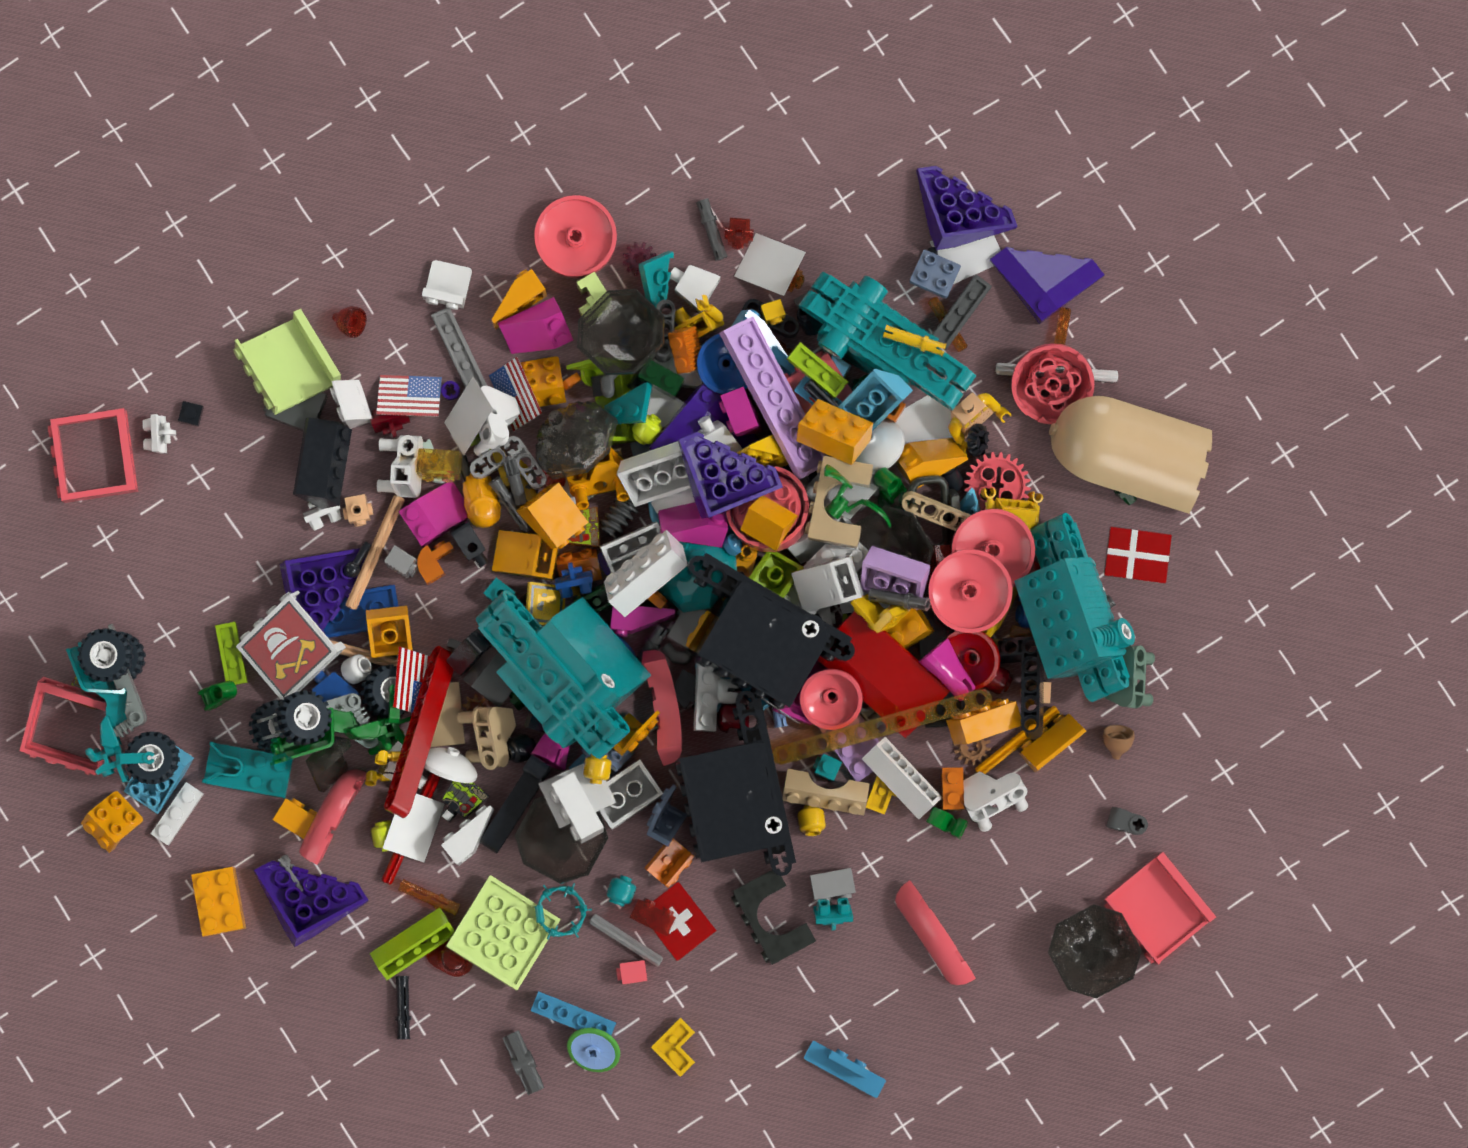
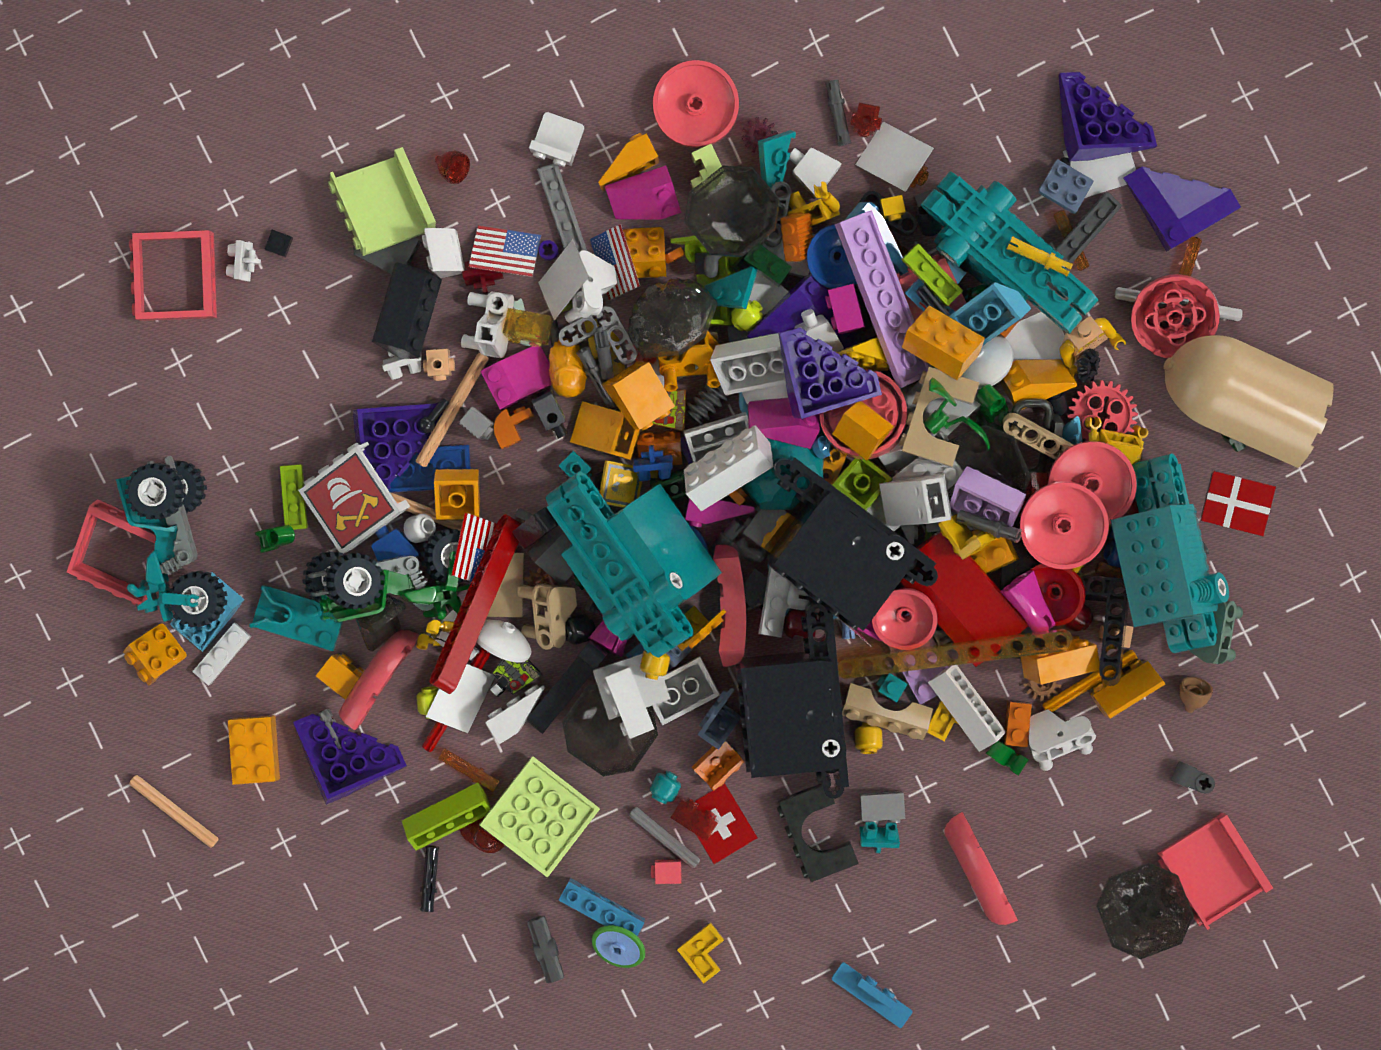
camera: 10 degrees right, 5 degrees up
(146, 972) = (173, 811): none -> light nougat axle
(540, 914) = (579, 801): teal piece -> none

